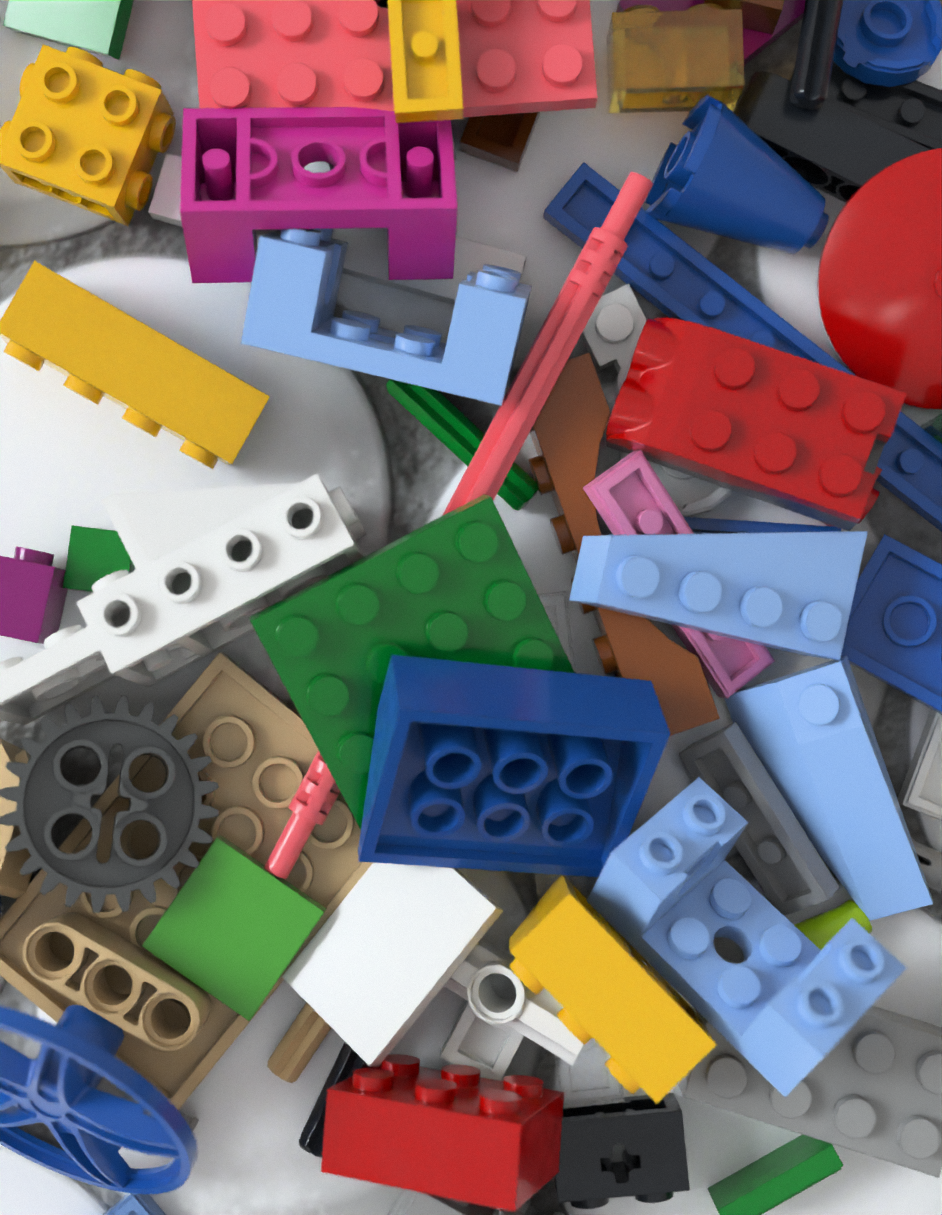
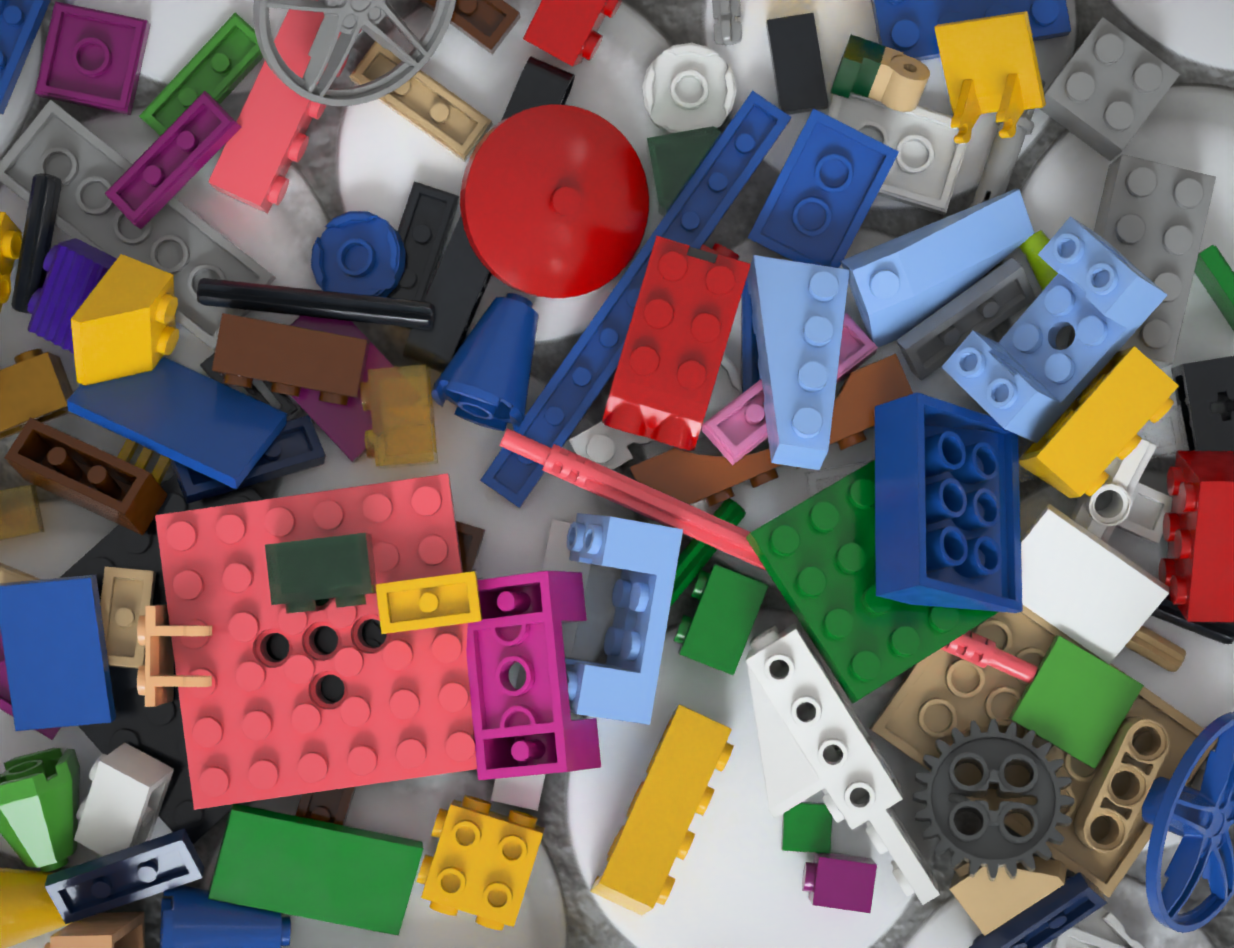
camera: 95 degrees left, 0 degrees up
(380, 464) = (721, 618): none -> green piece

